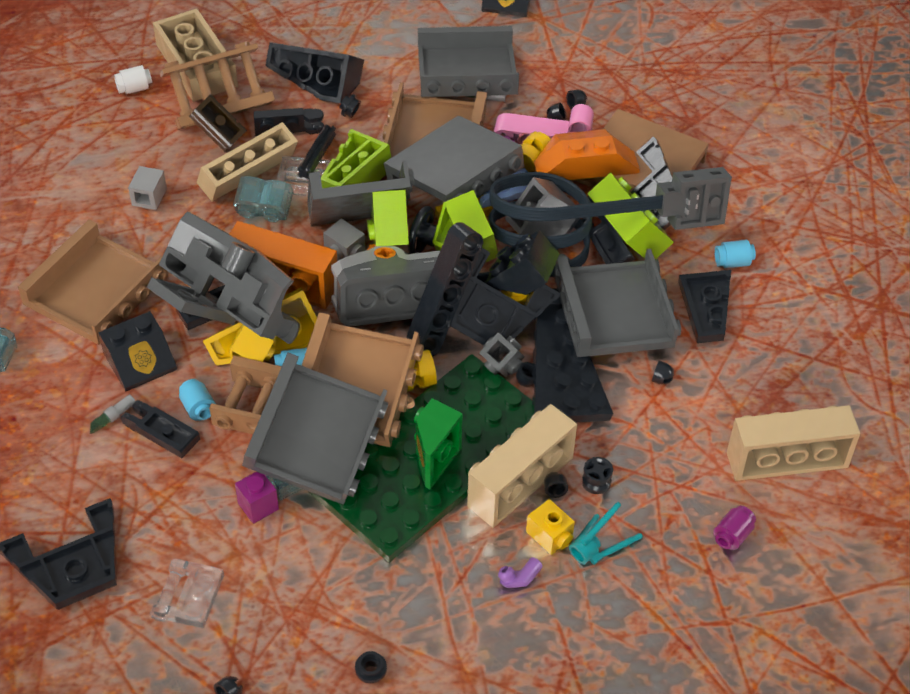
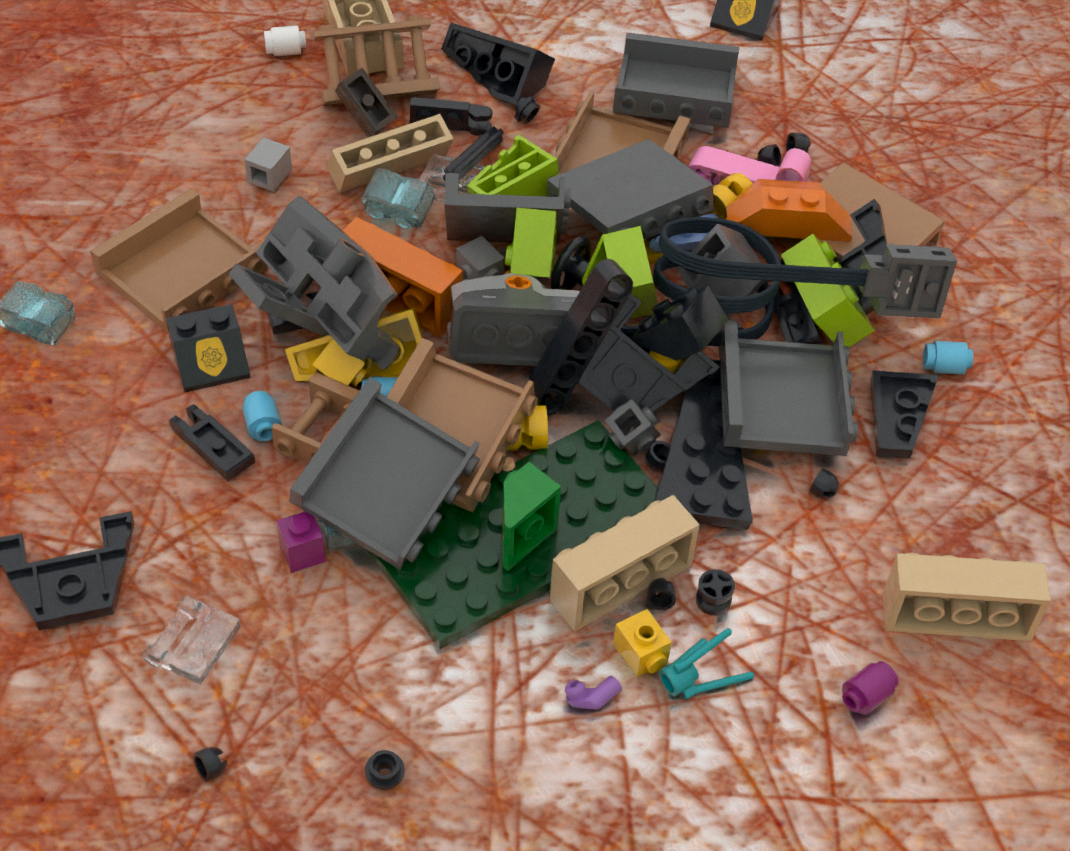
camera: 10 degrees right, 0 degrees up
(111, 414) = (160, 415): light grey piece -> none

